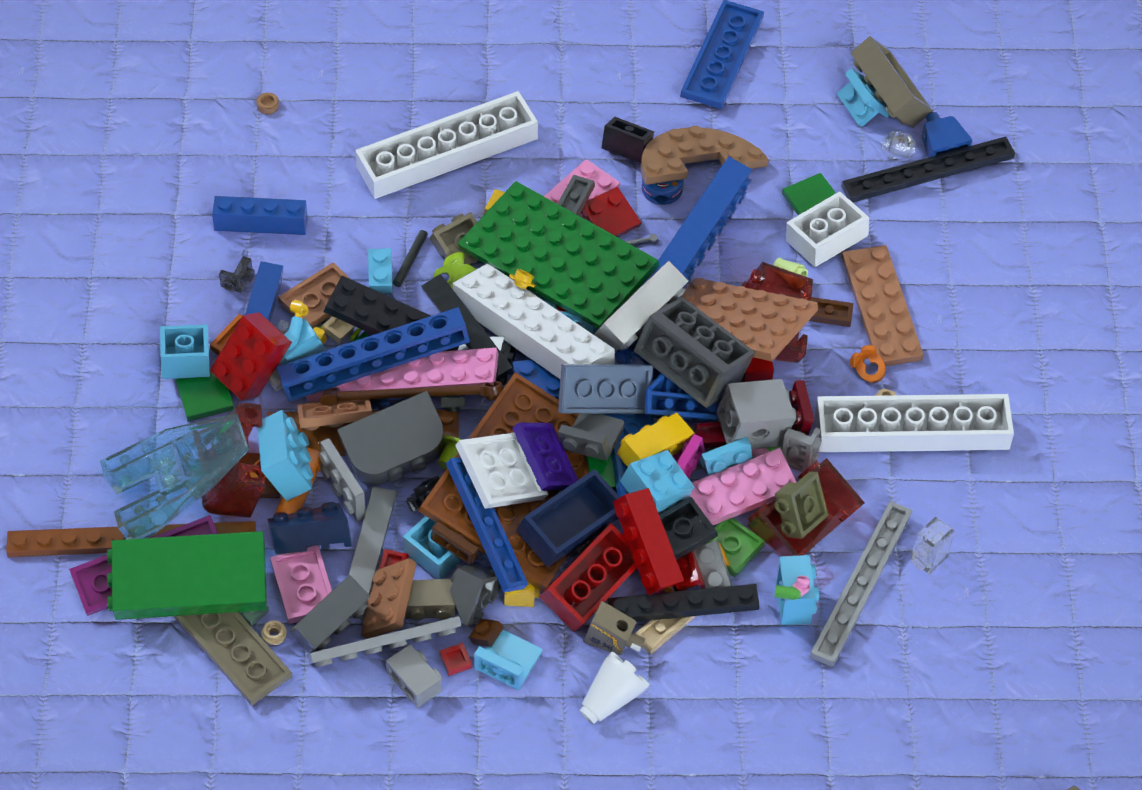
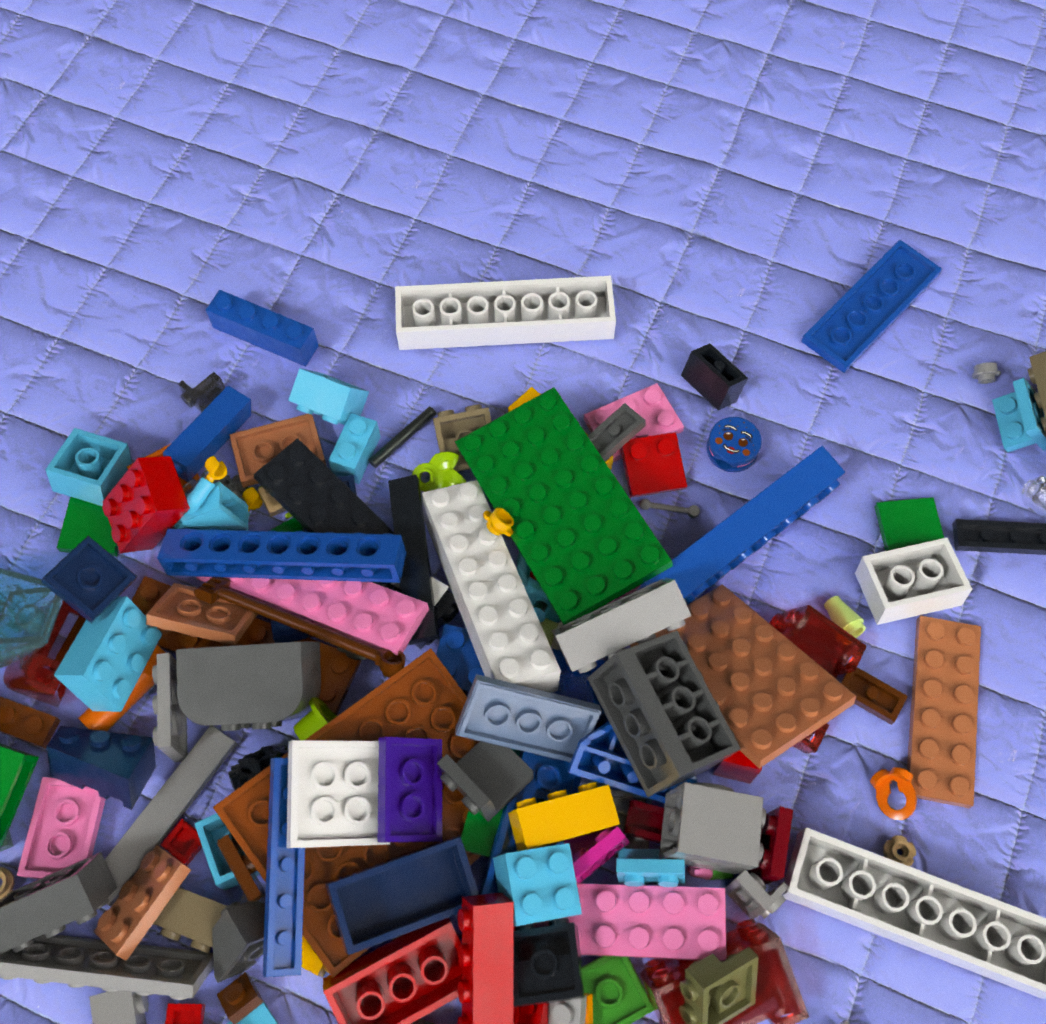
camera: 25 degrees right, 10 degrees up
(252, 404) = (89, 579): none -> dark blue plate
(267, 103) = (342, 200): medium nougat tile -> none
(344, 243) = (327, 396): none -> medium azure brick
(668, 152) = (788, 408): medium nougat plate -> none
(825, 76) = (986, 373): none -> light grey plate

